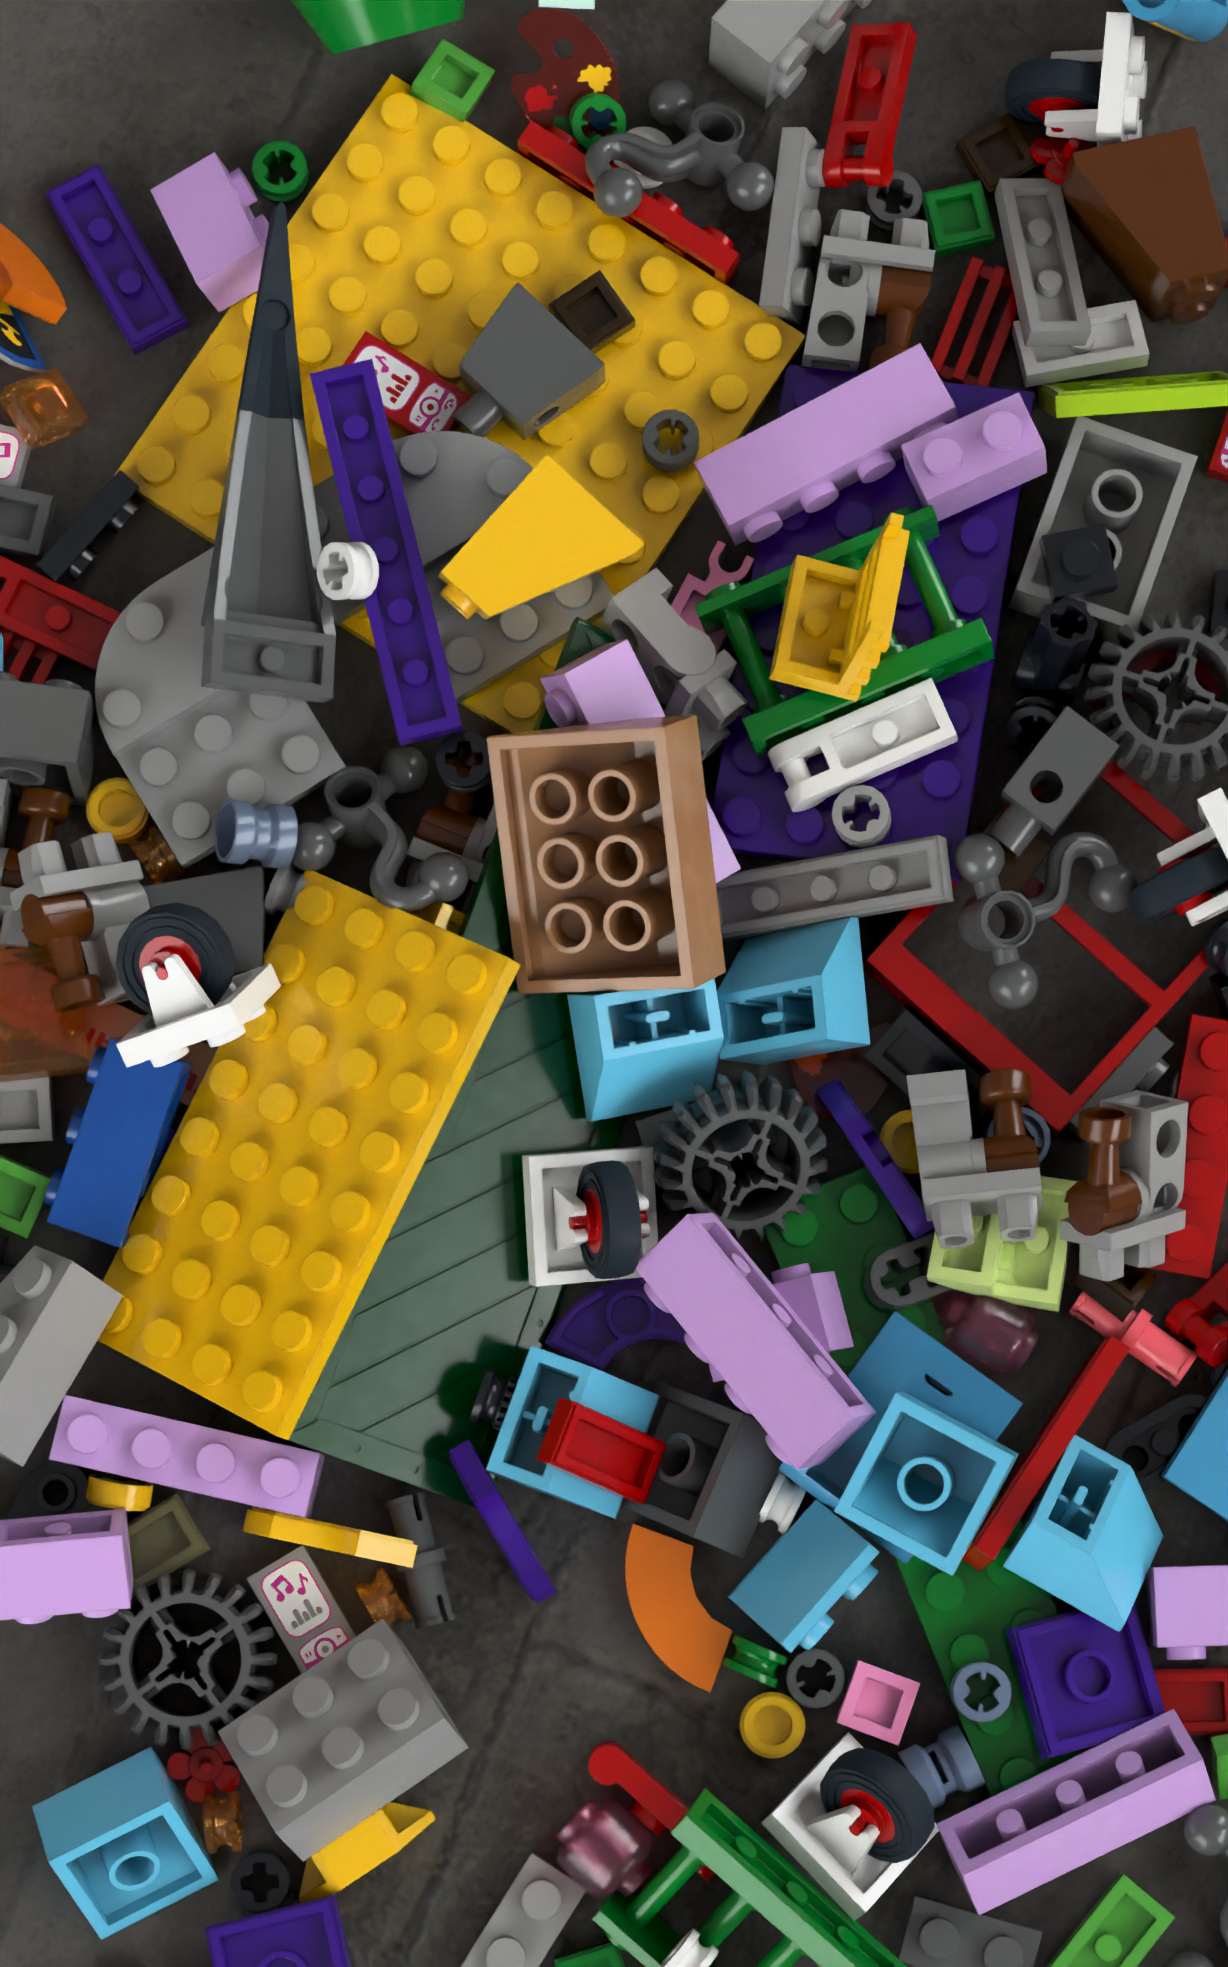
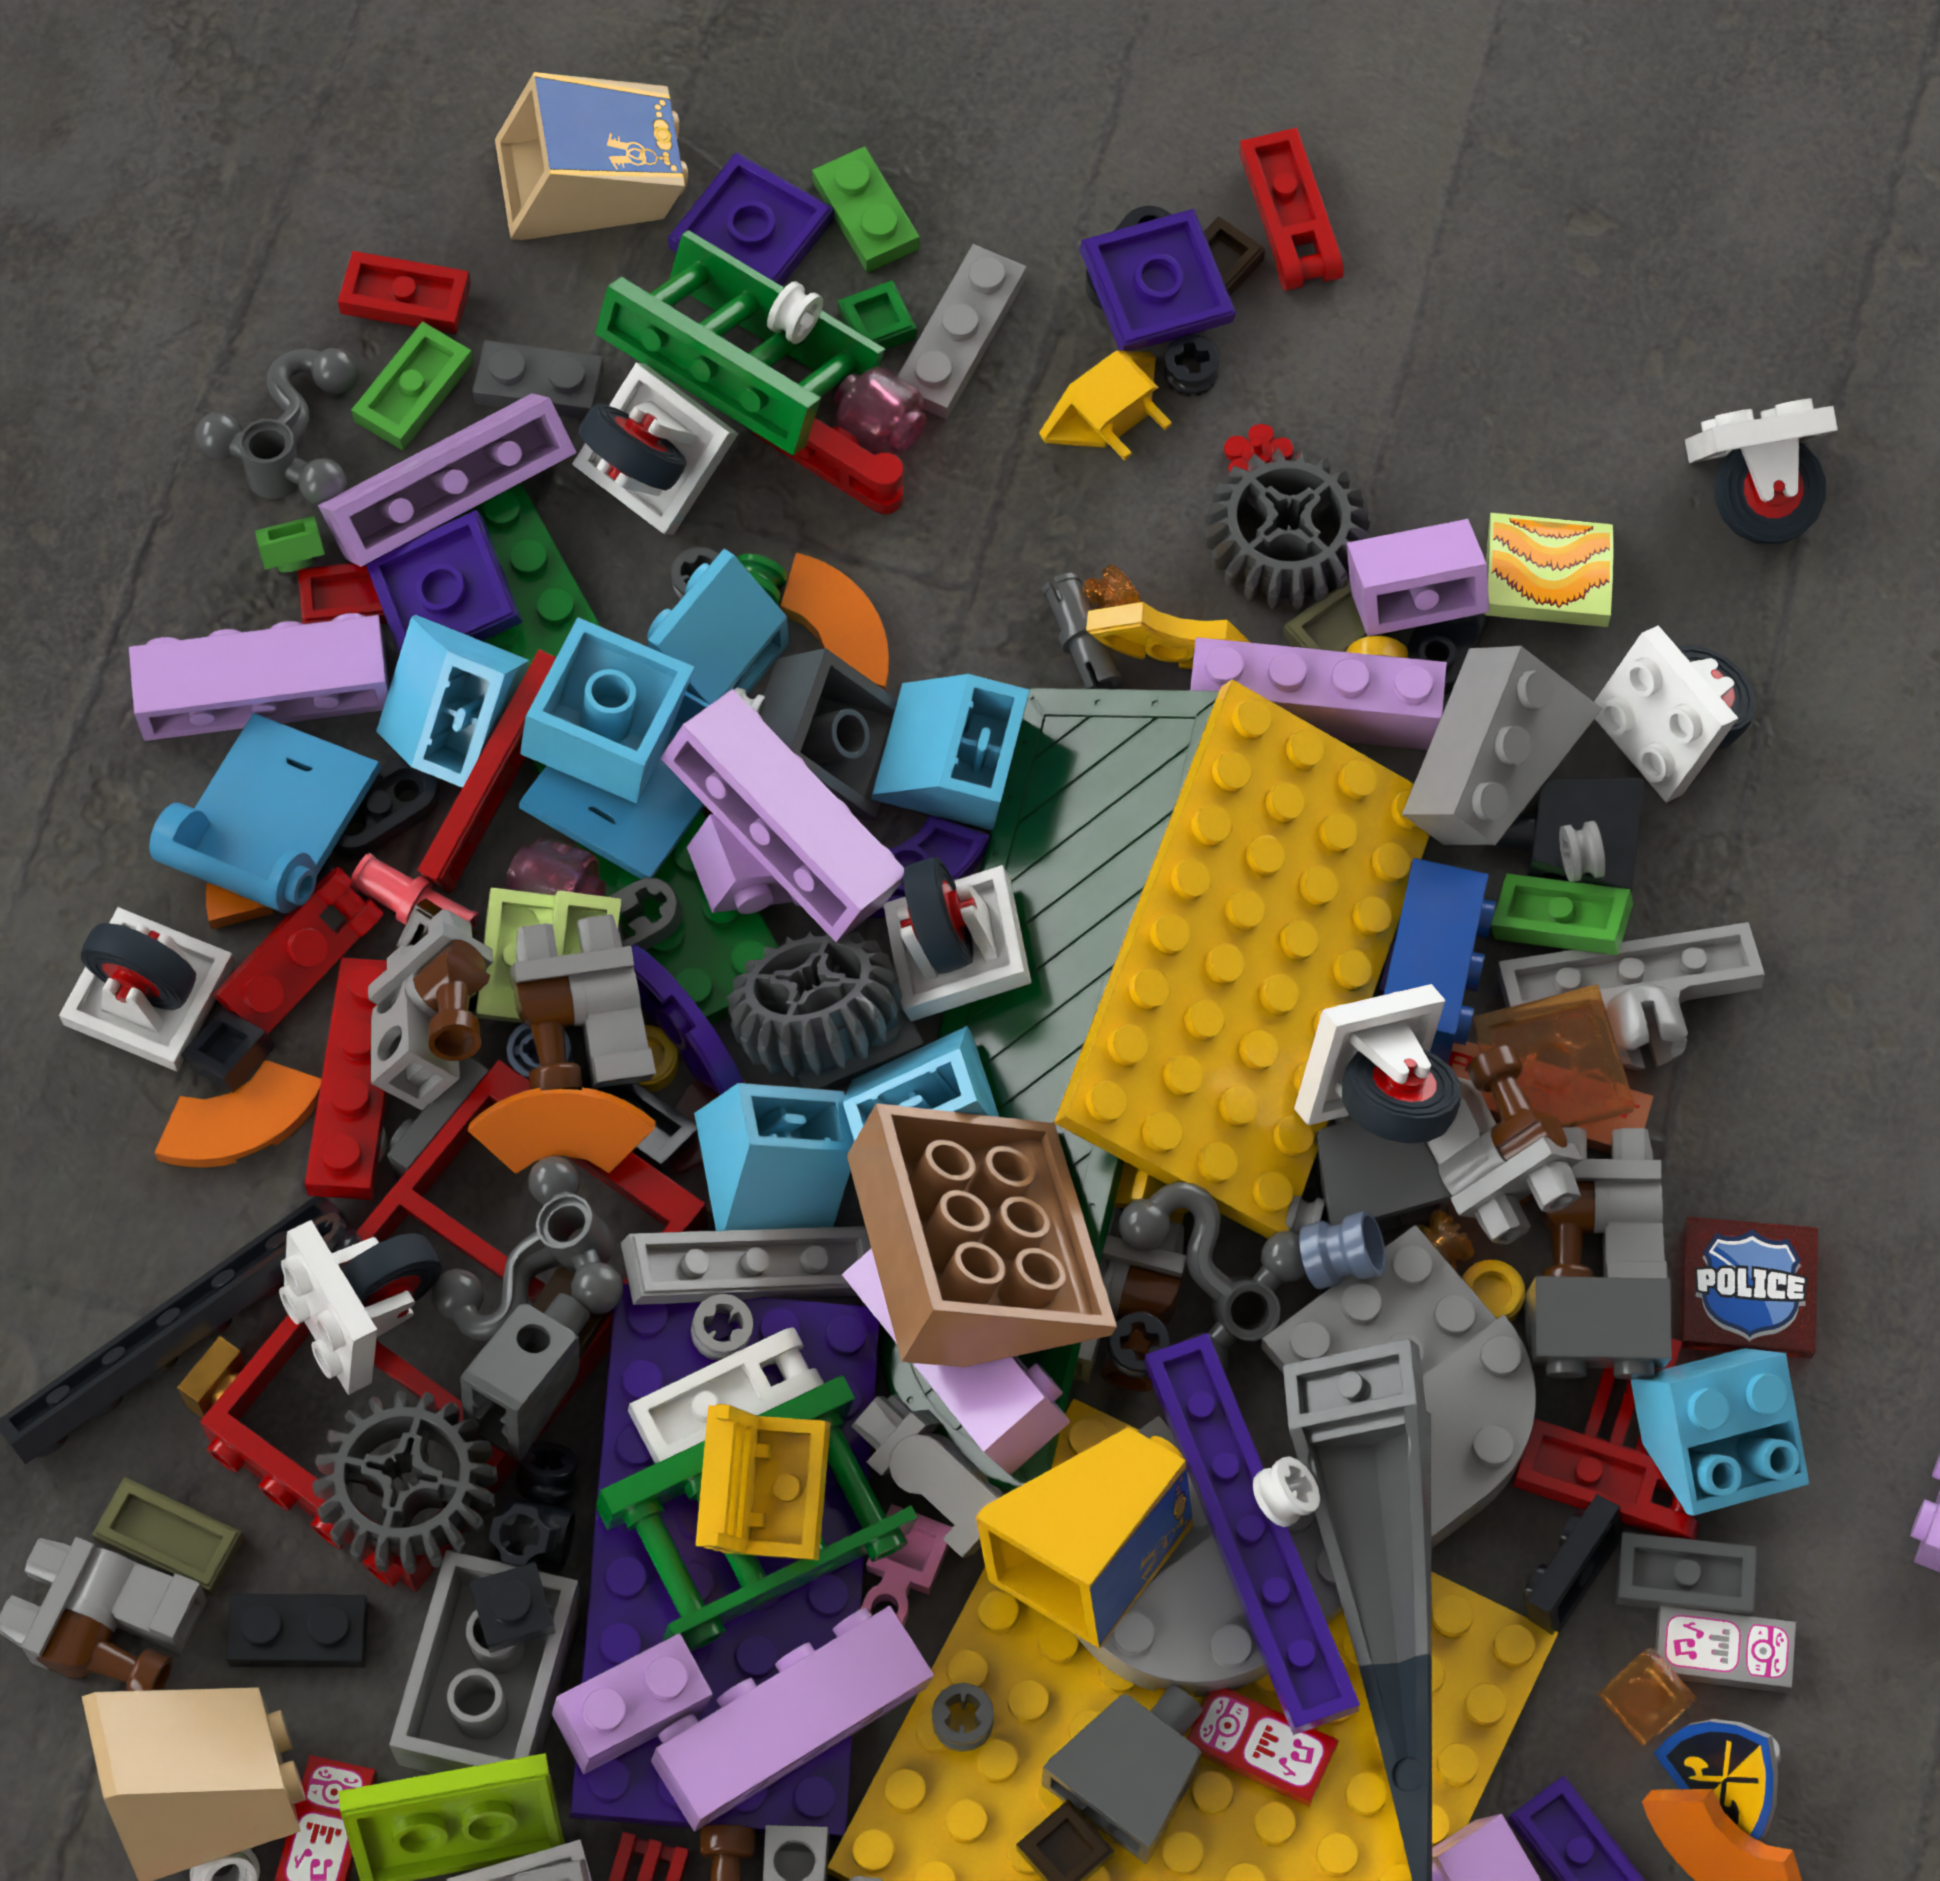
camera: 175 degrees right, 15 degrees down
(124, 1843) = (1323, 378): medium azure slope -> none
(220, 1822) = (1235, 402): clear orange bush -> none
(302, 1608) = (1180, 575): tile -> none
(342, 1740) = (1132, 464): light grey brick -> none
(492, 1399) = (1032, 763): black bush -> none
(501, 1522) = (1006, 663): dark purple tile -> none
(601, 1451) = (921, 720): red tile -> none
(772, 1724) = (737, 531): yellow tile -> none
(877, 1702) = (638, 560): bright pink plate -> none
(943, 1766) = (575, 509): sand blue wheel -> none
(976, 1031) = (561, 1123): none -> orange tile
(1001, 1692) = (542, 547): sand blue bush -> none

